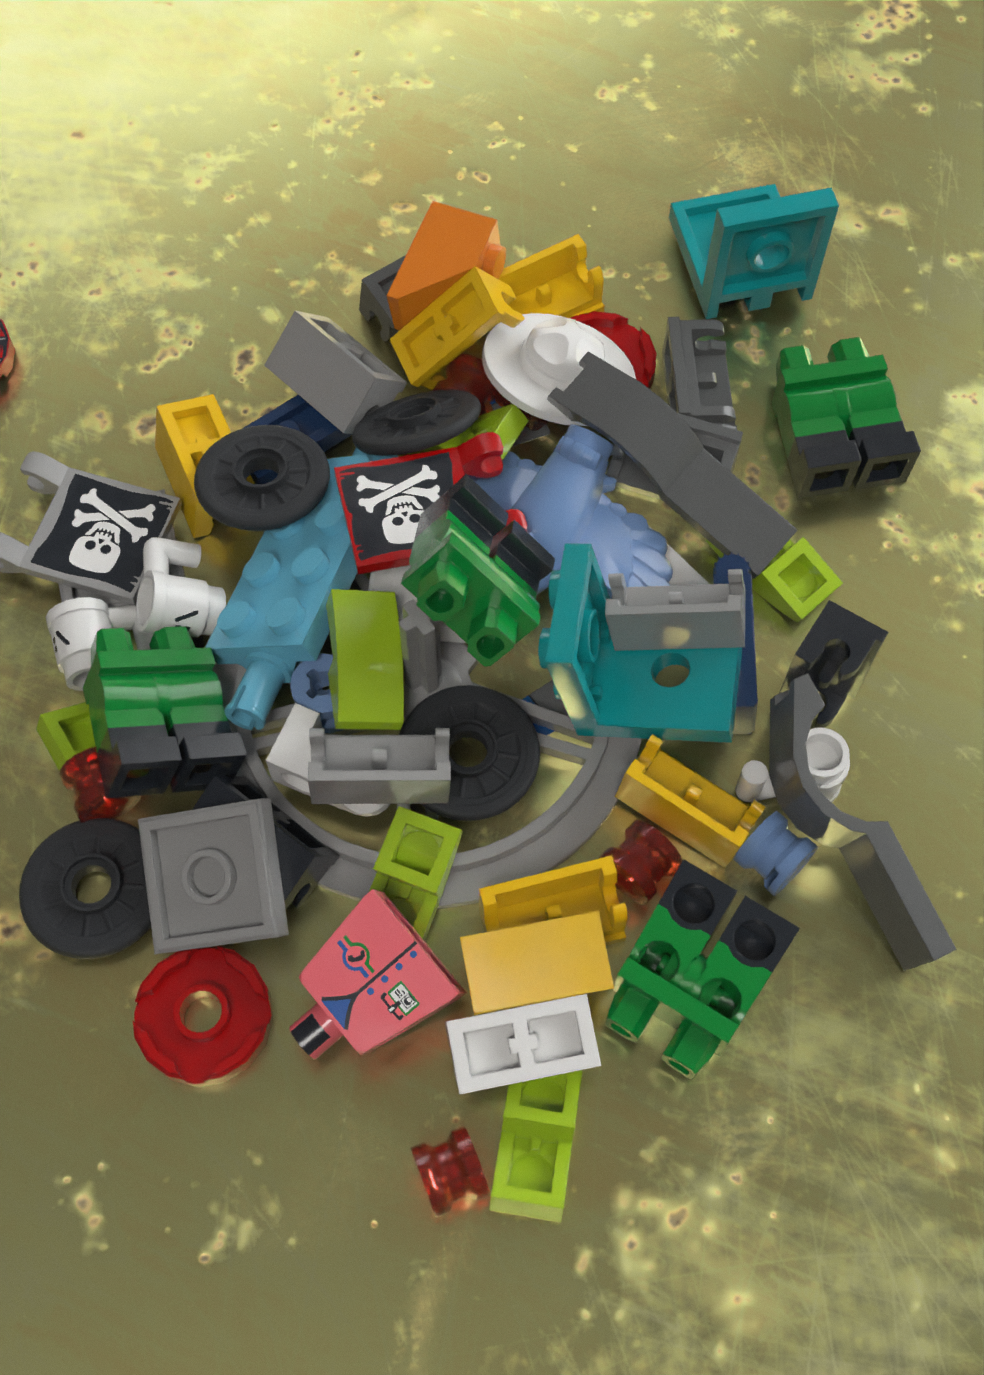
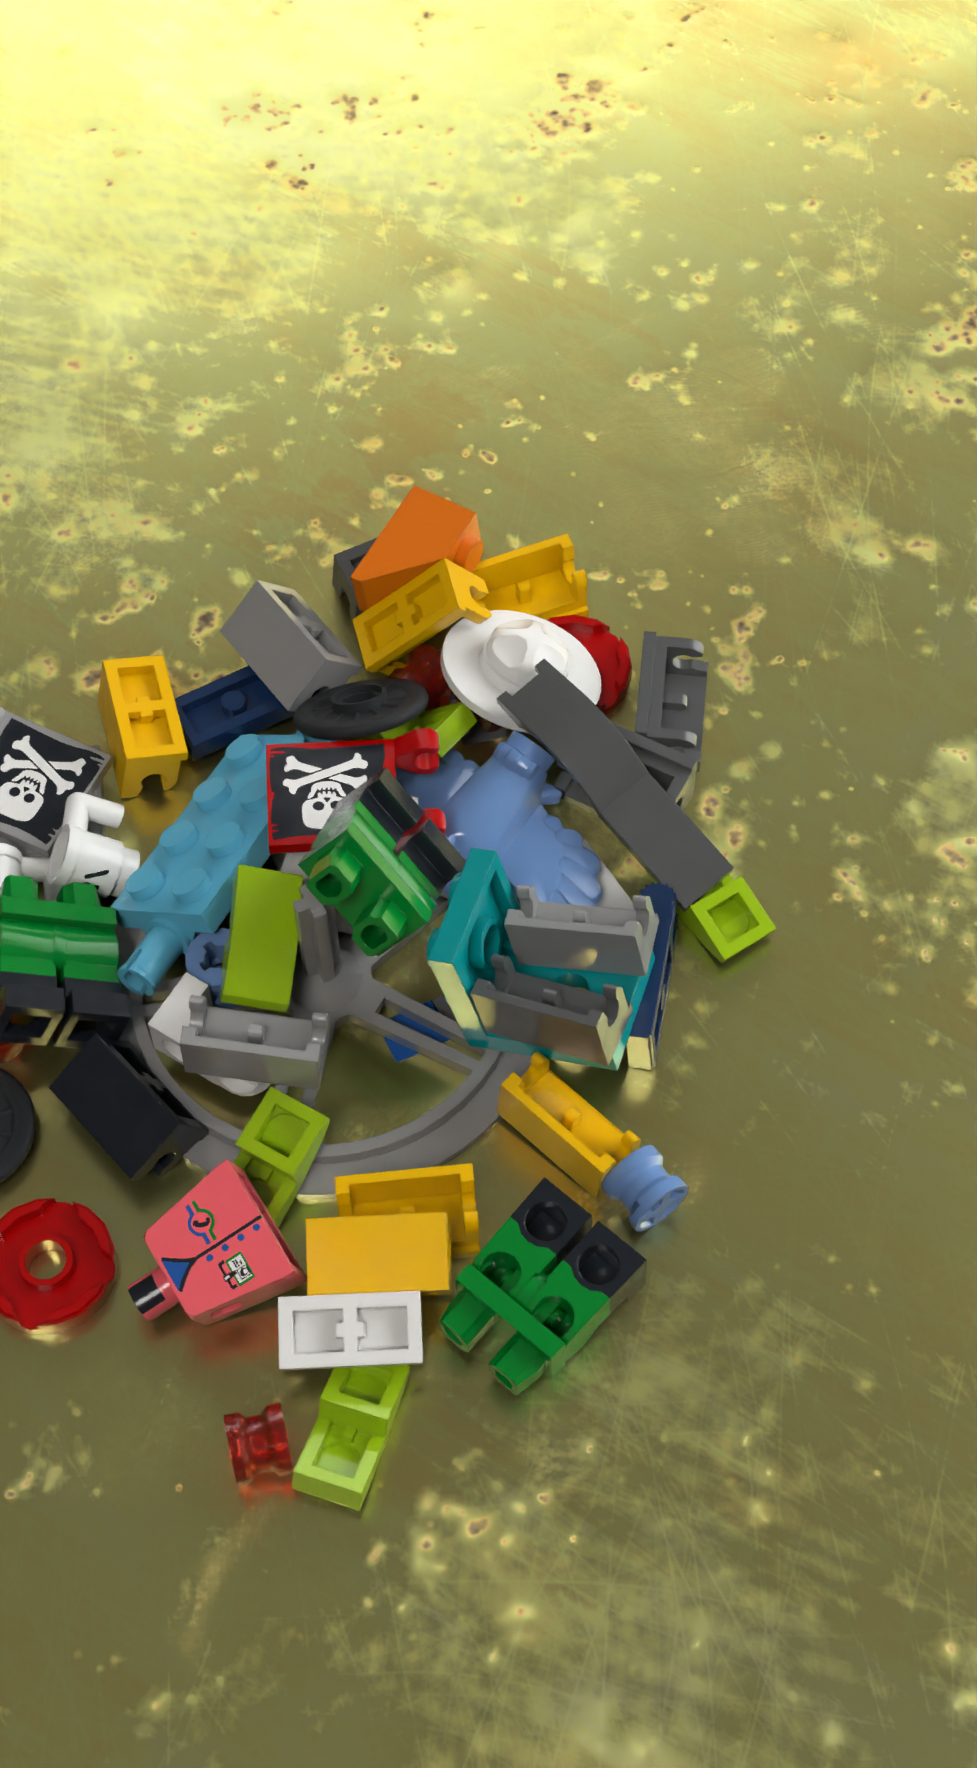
camera: 10 degrees right, 5 degrees down
(213, 876) = (78, 1130): light grey tile -> none
(253, 507) = (167, 769): black wheel -> none
(507, 736) = (395, 1052): black wheel -> none
(643, 861) = (506, 1177): clear red wheel -> none
(663, 696) = (551, 1013): none -> dark grey hinge
(753, 243) = (750, 564): teal bracket -> none
(827, 762) = (698, 1115): white piece -> none
(836, 657) = (732, 1001): black hinge -> none
(840, 420) = (804, 740): hips -> none
(867, 846) = (733, 1186): dark grey piece -> none

